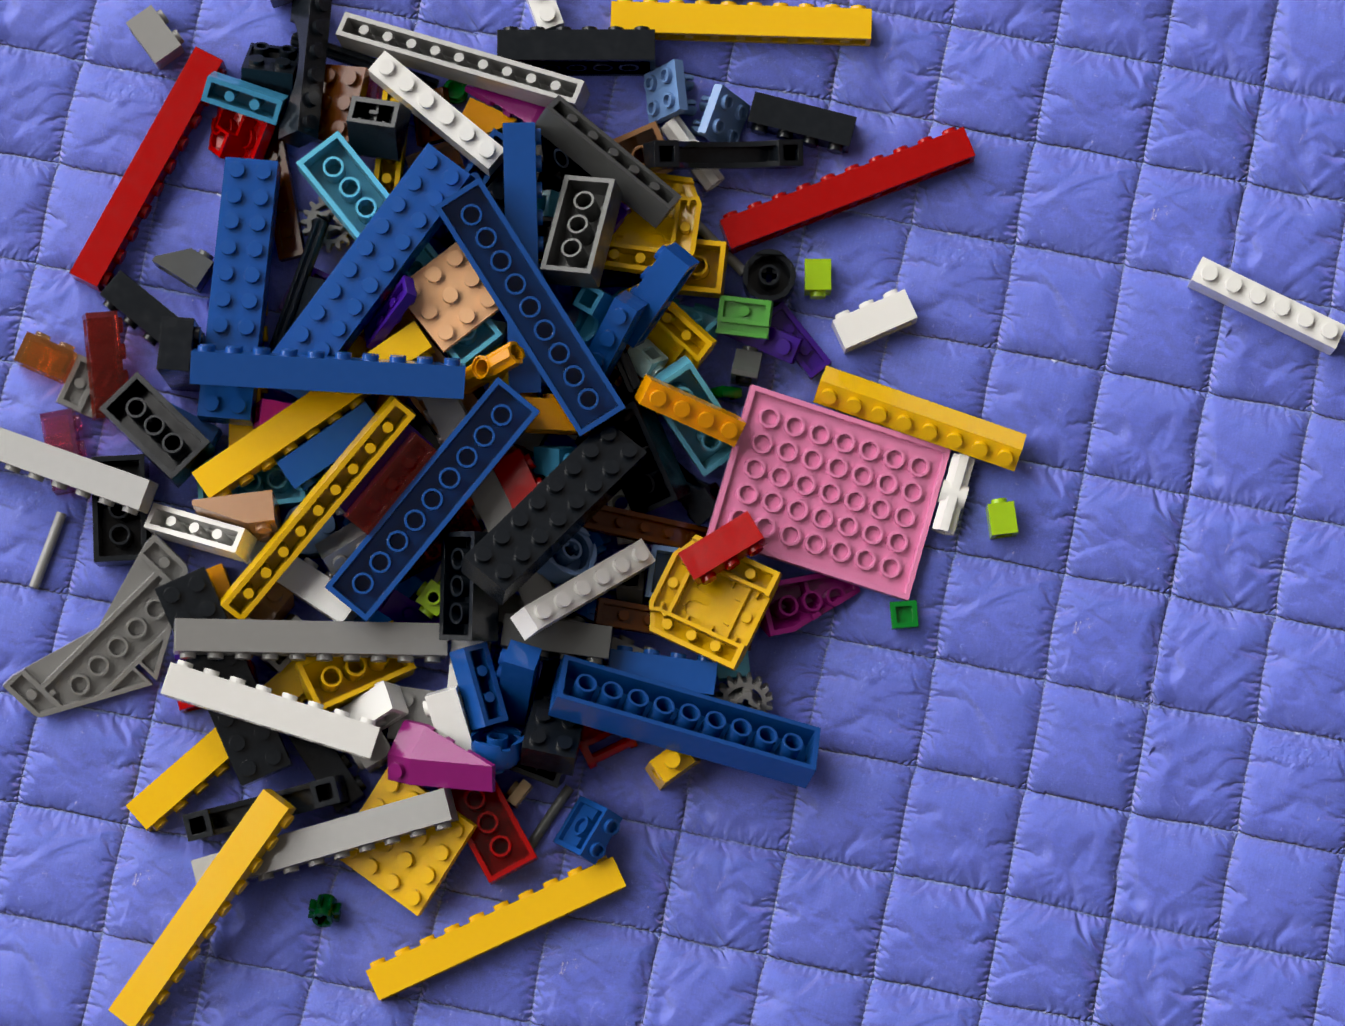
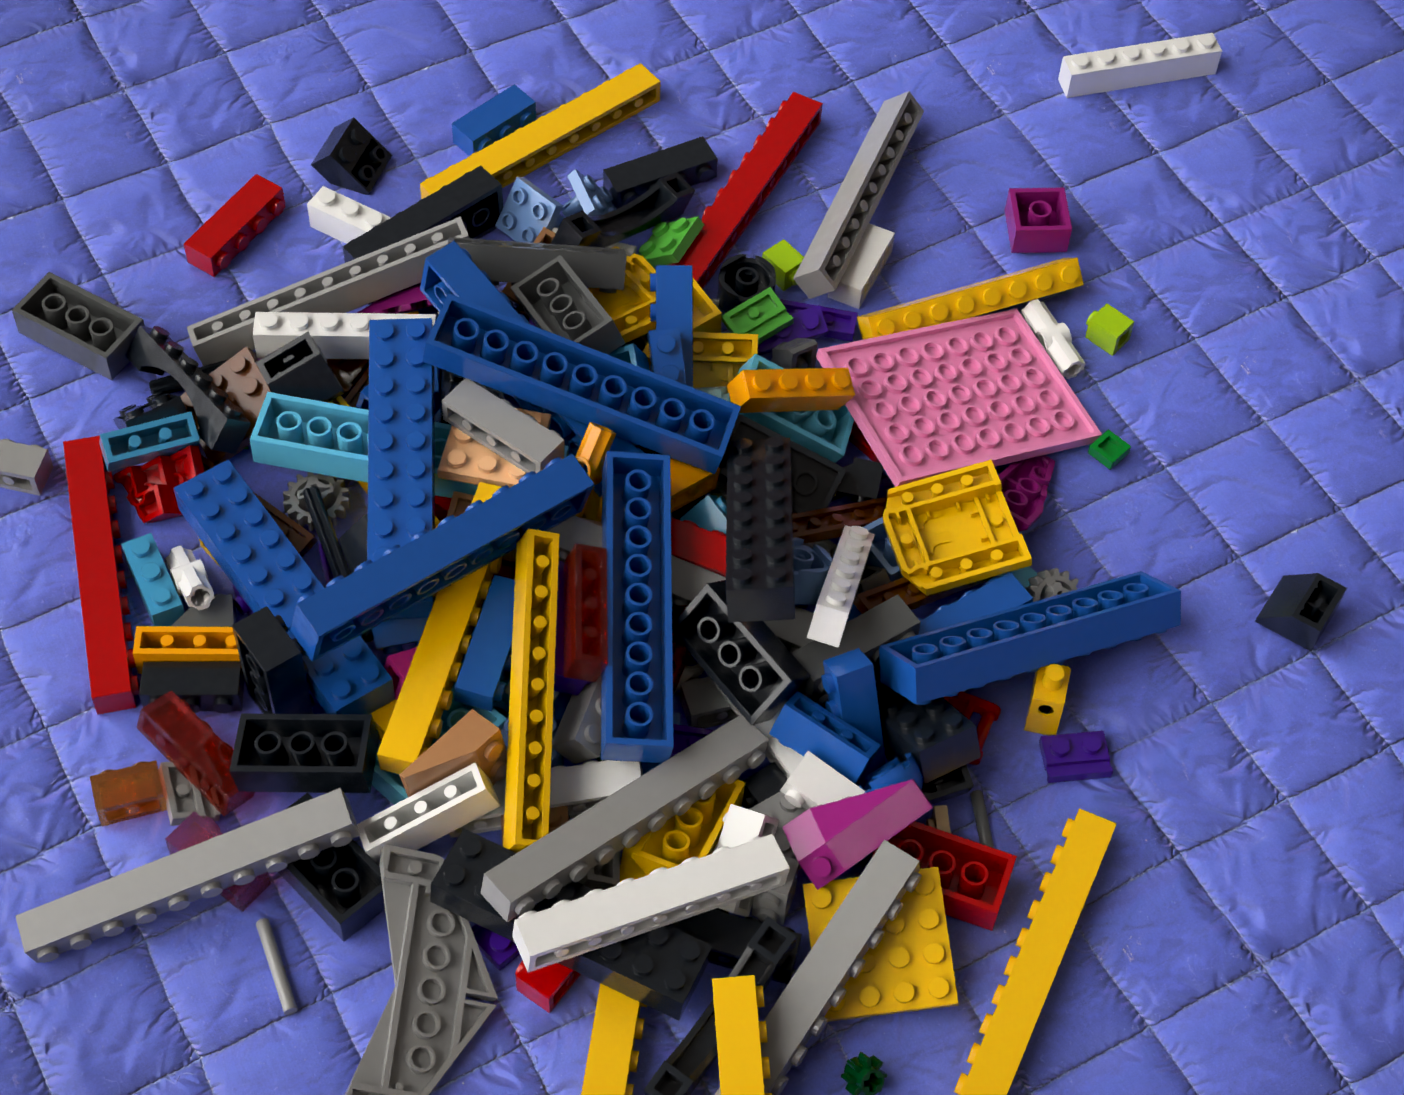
camera: 45 degrees left, 25 degrees down
(162, 285) = (183, 644): none -> light orange brick
(174, 209) = (153, 580): none -> dark azure brick
(195, 227) = (190, 578): none -> white piece
(390, 312) = (452, 479): dark purple plate -> none
(425, 593) = (708, 707): lime brick -> none
(431, 676) = (763, 785): none -> black brick
(455, 297) = (501, 427): none -> light grey brick
(588, 830) = (1034, 805): blue plate -> none
(656, 816) = (1075, 756): none -> dark purple plate
(723, 549) = (926, 473): red brick -> none
(747, 194) = (670, 241): none -> bright green plate
(907, 839) = (1301, 607): none -> black slope
(924, 262) = (858, 196): none -> light grey brick
(1038, 387) = (1038, 220): none -> magenta brick

